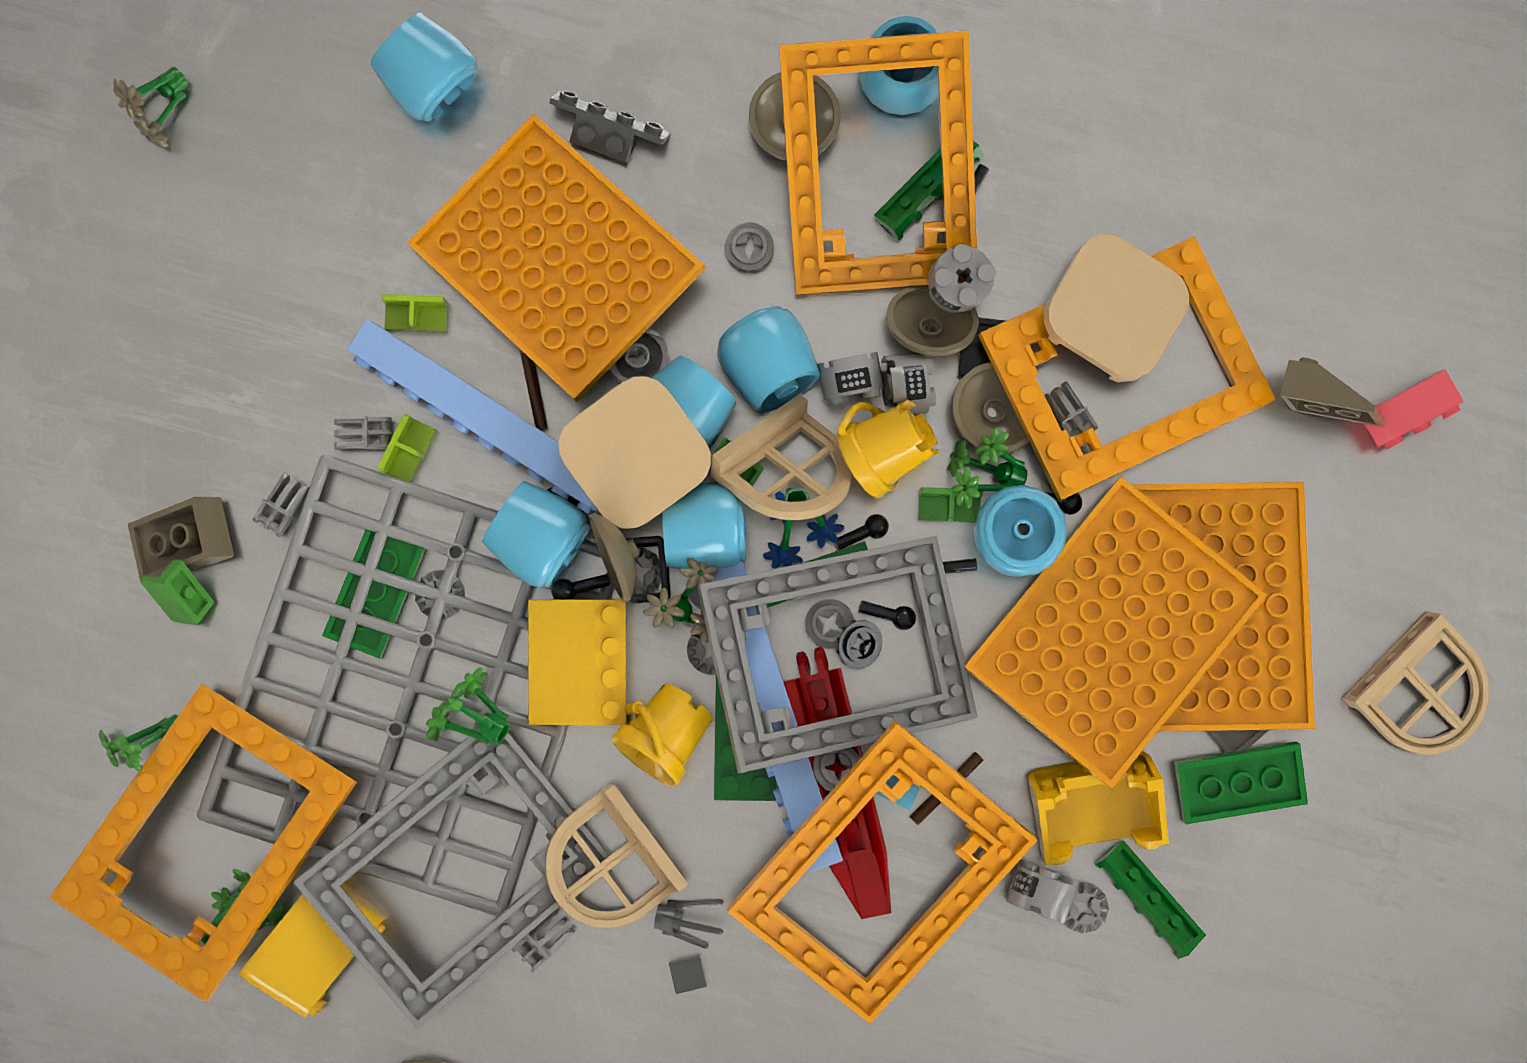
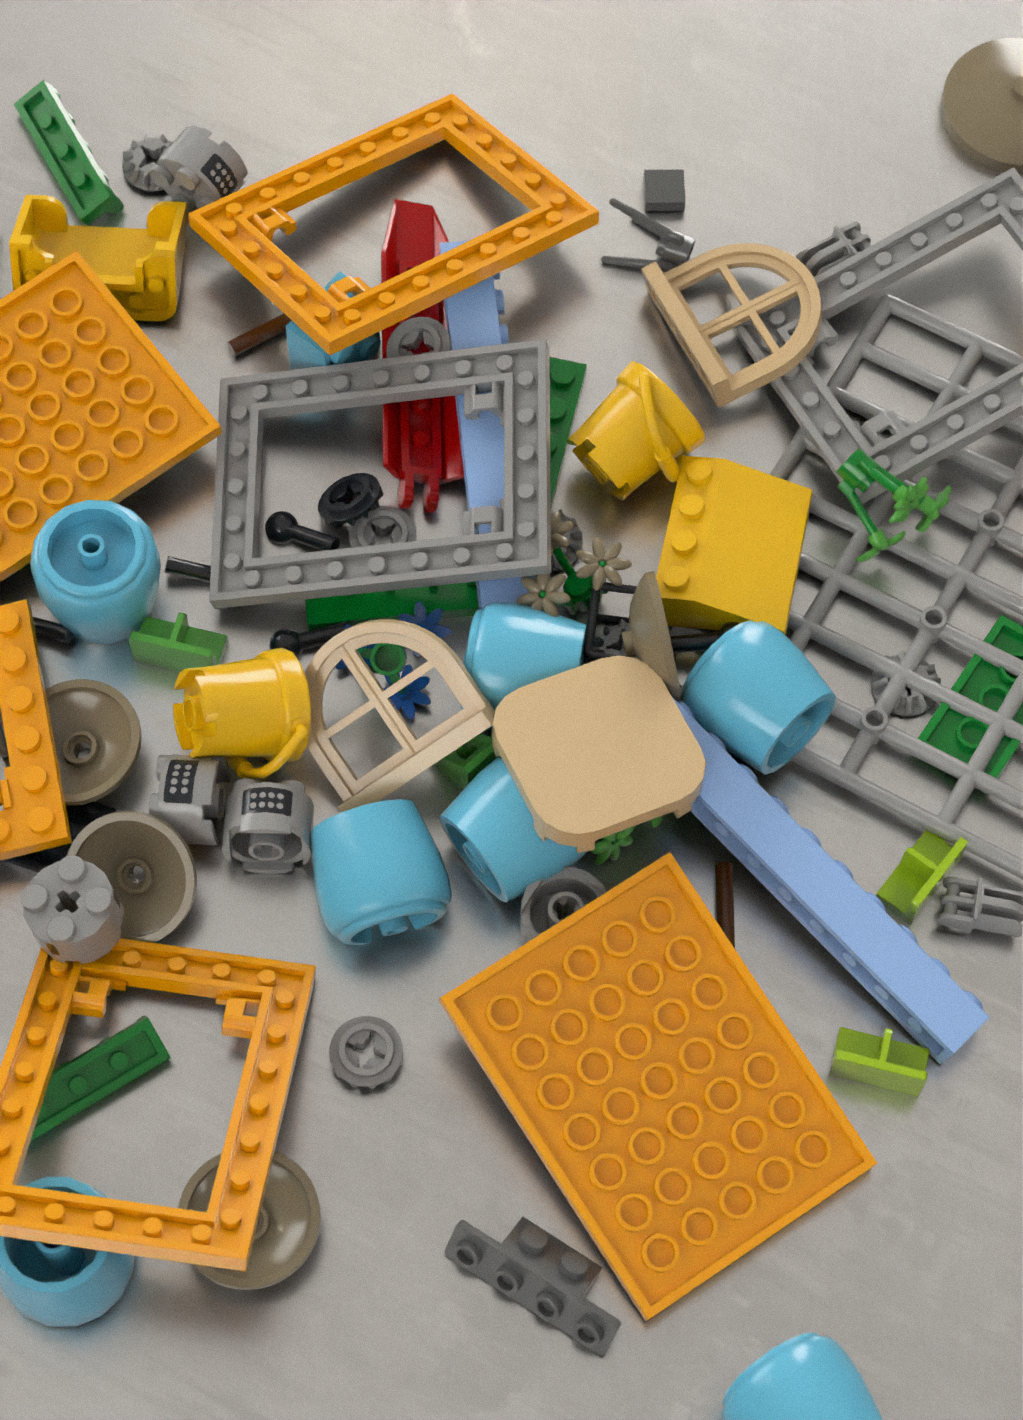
camera: 170 degrees left, 20 degrees down
(1008, 473) = (91, 669): bright green plant -> none

